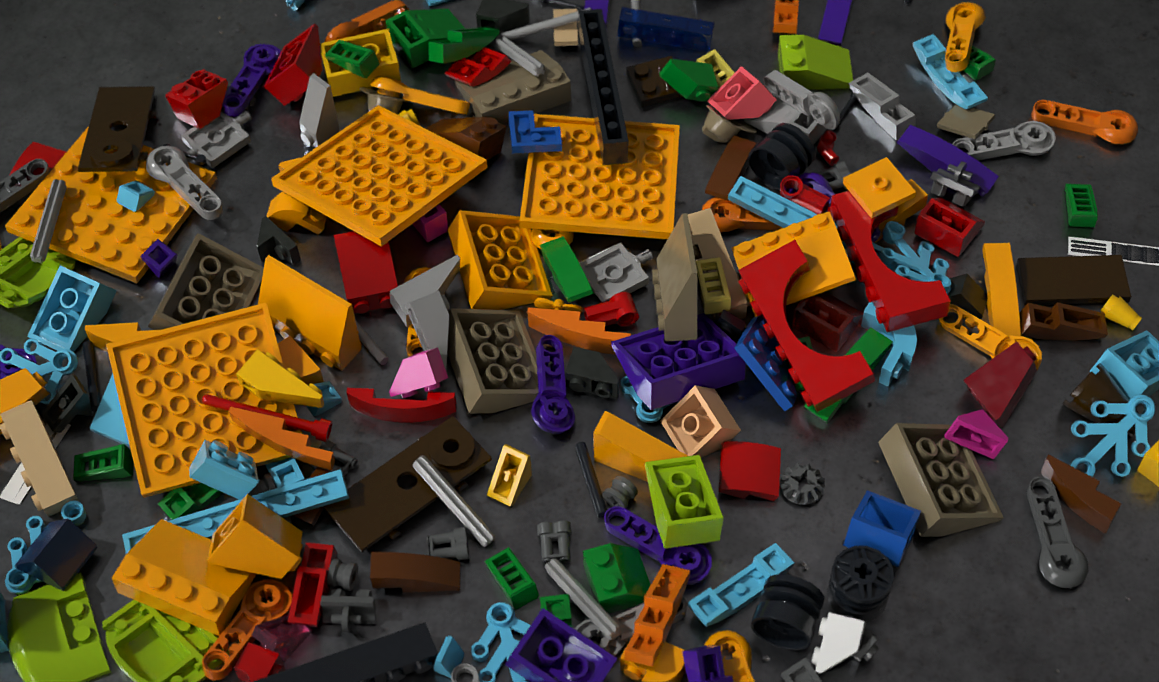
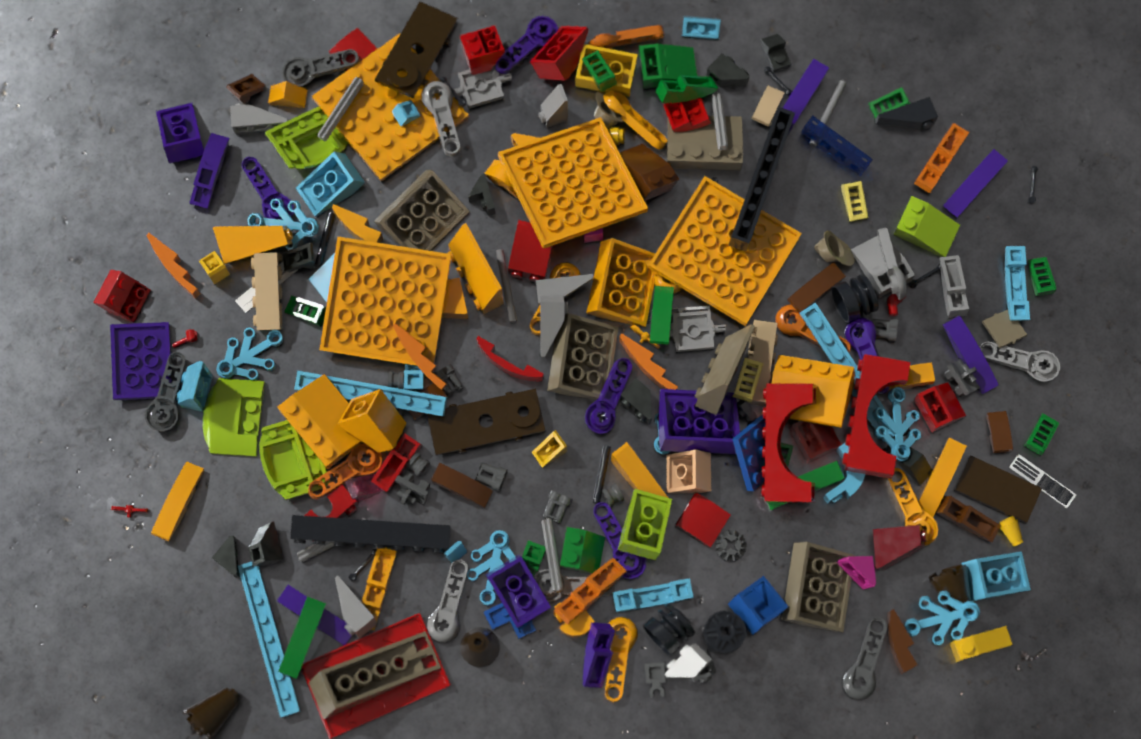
camera: 25 degrees right, 20 degrees up
(57, 554) = (253, 364): dark blue slope -> none
(159, 258) = (402, 170): dark purple slope -> none
(188, 500) = (346, 364): green slope -> none
(224, 470) = (375, 362): medium azure slope -> none
(272, 382) = (428, 313): yellow slope -> none
(319, 428) = (445, 358): red piece -> none
(330, 397) = (461, 329): medium azure slope -> none
(419, 371) = (528, 349): slope -> none
(454, 501) = (507, 450): light grey axle -> none
(519, 593) = (519, 529): green slope -> none
(528, 139) = (688, 200): blue plate -> none
(542, 26) = (752, 100): light grey bar -> none
(618, 310) = (681, 361): red piece -> none
(648, 84) = (808, 184): dark brown plate -> none
(690, 79) = (829, 201): green slope -> none
(742, 97) = (855, 235): coral slope -> none
(805, 195) = (851, 341): red piece -> none
(879, 187) = (898, 365): light orange plate -> none
(962, 21) = (1048, 253): light orange beam -> none
(1036, 222) = (1000, 432): none -> reddish brown slope
(1088, 121) = (1093, 373): orange beam -> none

